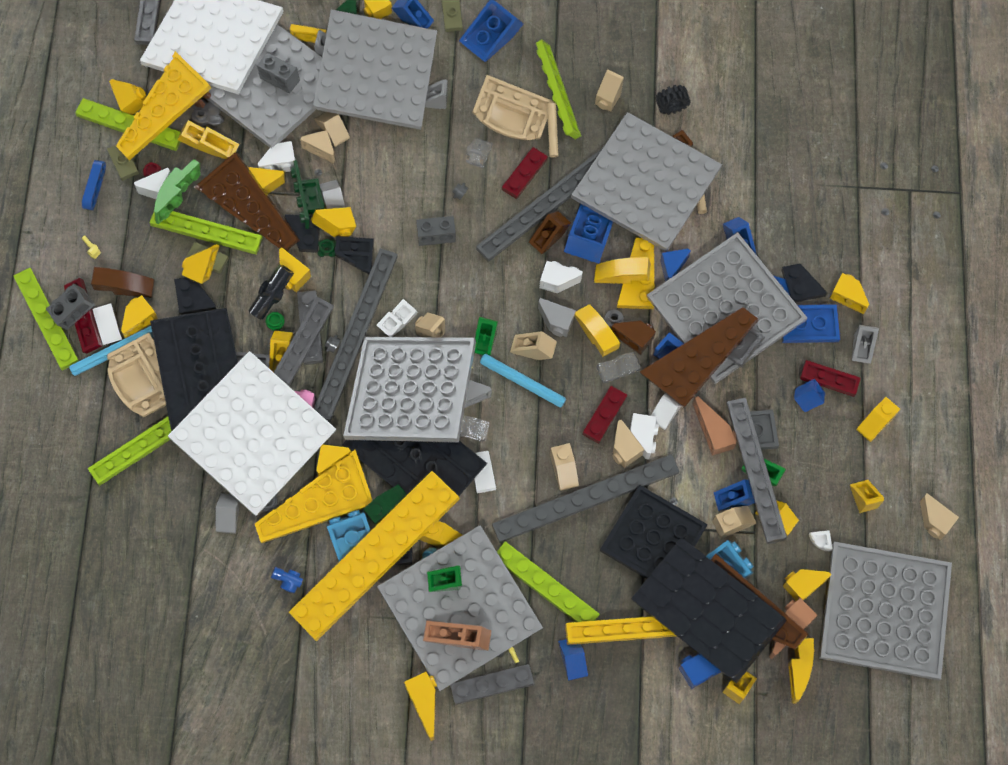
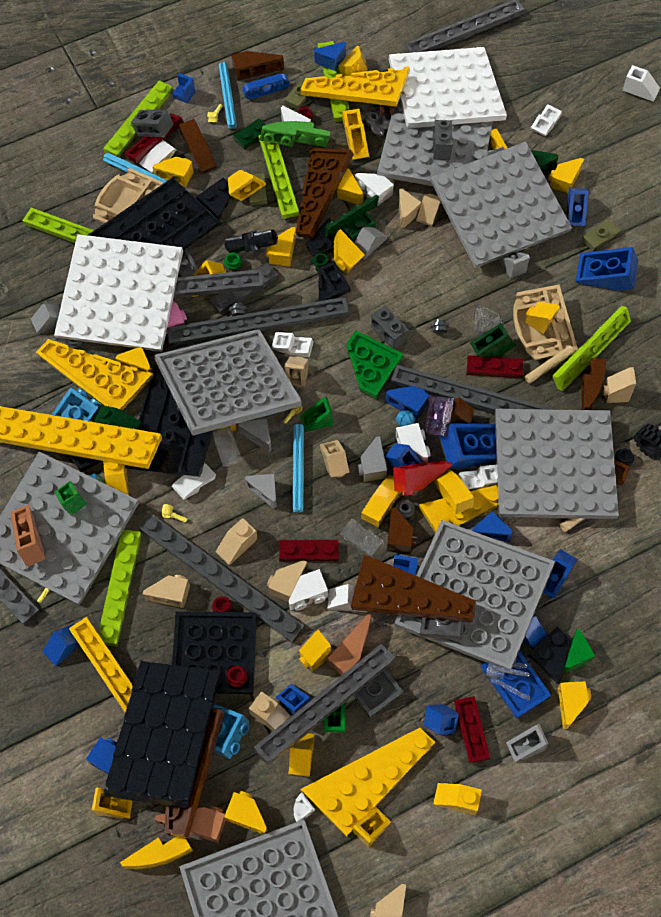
camera: 65 degrees right, 5 degrees down
(42, 258) = (185, 89): none -> blue panel
(58, 181) = (253, 64): none -> reddish brown slope
(77, 224) = (227, 95): none -> medium azure axle
(106, 110) = (330, 55): none -> blue slope
(138, 228) = (249, 134): none -> dark green plate
(289, 580) = (16, 389): blue plate -> none
(460, 265) = (371, 363): none -> green plate
(498, 509) = (167, 512): none -> light yellow hand
(505, 159) = (493, 342): none -> dark green slope
(513, 105) = (542, 315): none -> yellow slope
(518, 256) = (408, 399): none -> blue slope
(528, 417) = (263, 487): none -> light grey slope
(533, 269) = (405, 418): none -> dark azure plate
(554, 238) = (438, 415): none -> clear purple plate
(574, 292) = (401, 456): none -> blue slope
(578, 544) = (169, 591): none -> tan slope
(592, 110) = (592, 382): none -> reddish brown slope
(595, 289) = (417, 476): none -> red slope
(614, 510) = (222, 604): none -> dark red plate
(621, 244) = (481, 478): none -> white slope
(670, 128) = (624, 456): none -> black plate
(689, 529) = (236, 676): none -> dark red plate
(703, 456) = (315, 651): none -> yellow slope
(799, 332) = (496, 672): none -> clear plant
(813, 263) = (579, 653): none -> green slope
(828, 487) = (361, 785): none -> yellow wing

